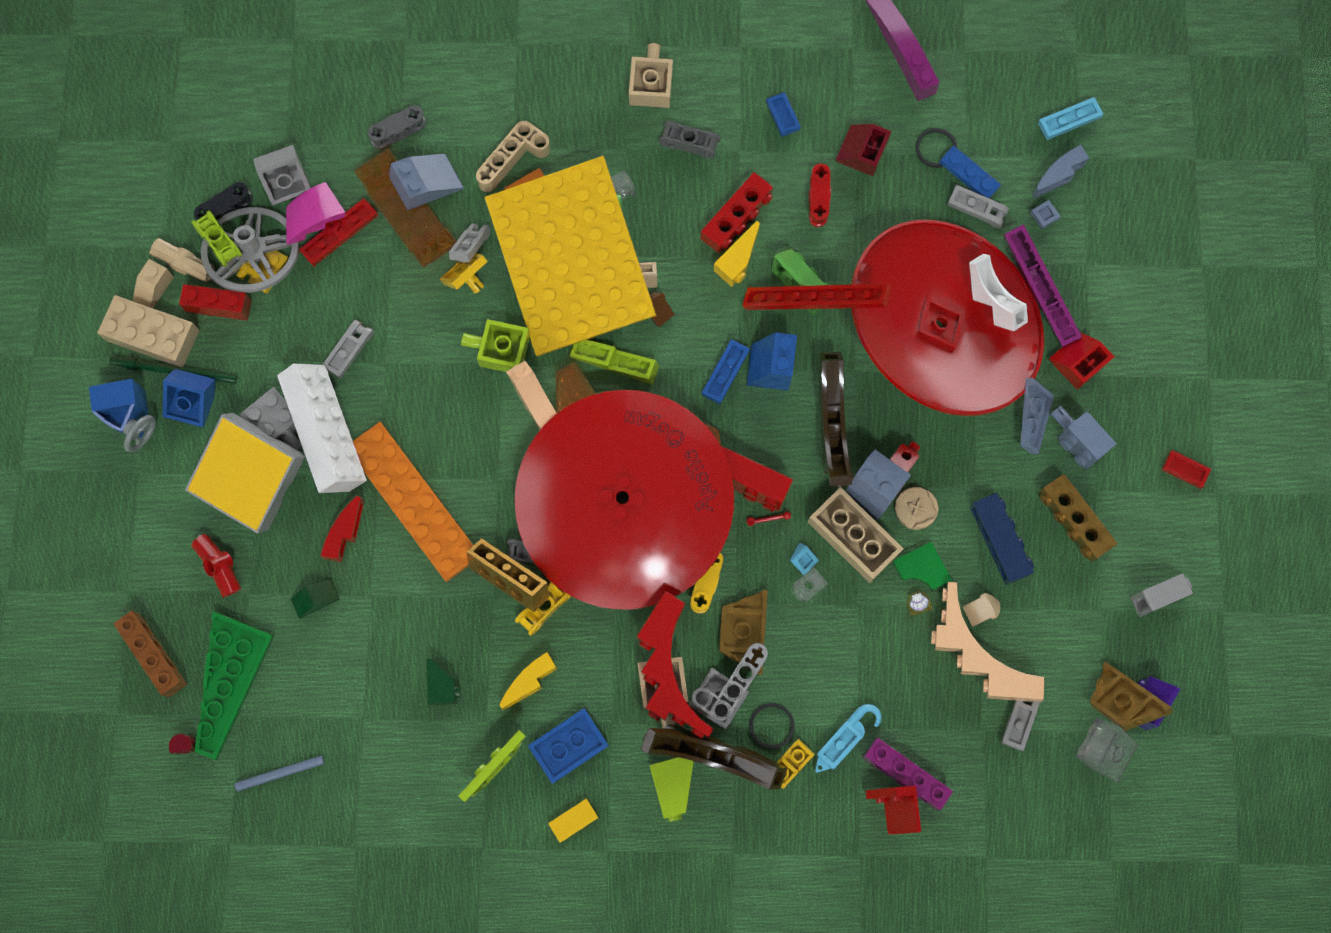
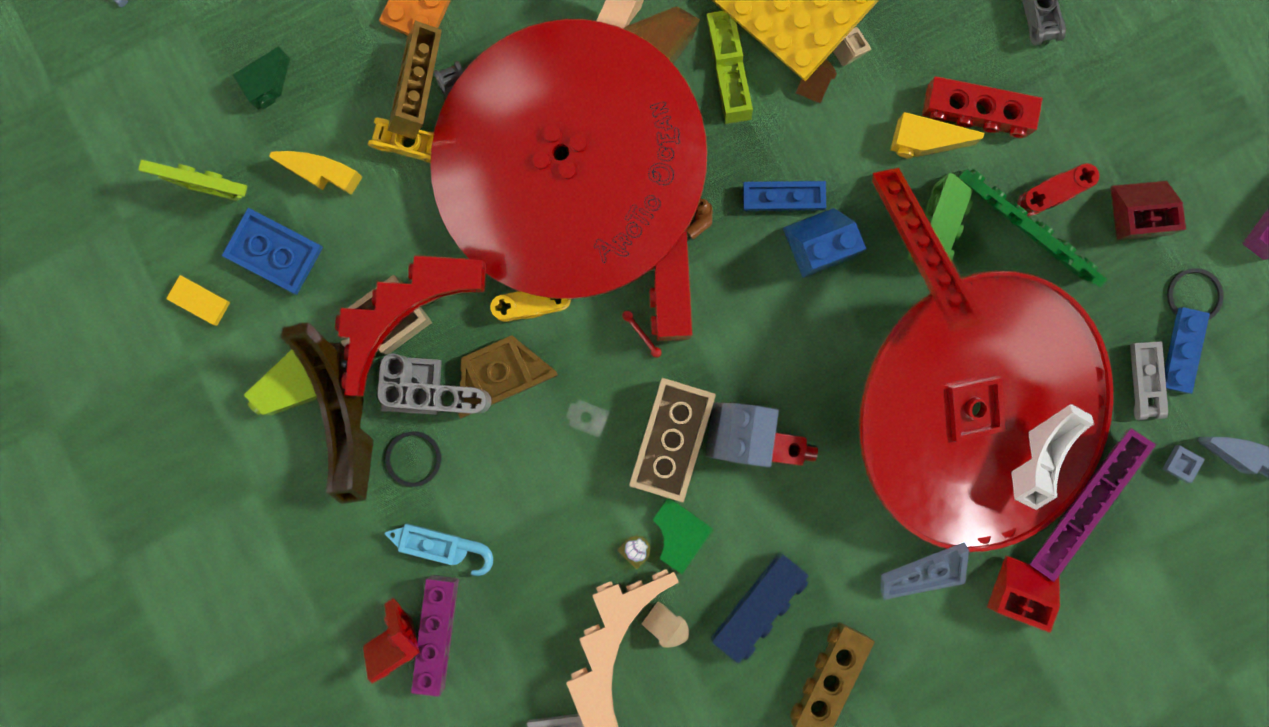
camera: 60 degrees right, 10 degrees up
(783, 114) = (1134, 95): blue plate -> none
(795, 760) = (386, 502): yellow slope -> none
(803, 558) = (616, 396): medium azure slope -> none
(833, 429) = (790, 346): dark brown arch -> none
(841, 222) = (1037, 231): none -> green wing
(916, 508) = (744, 492): tan tile -> none
(1083, 437) = (930, 643): sand blue brick -> none

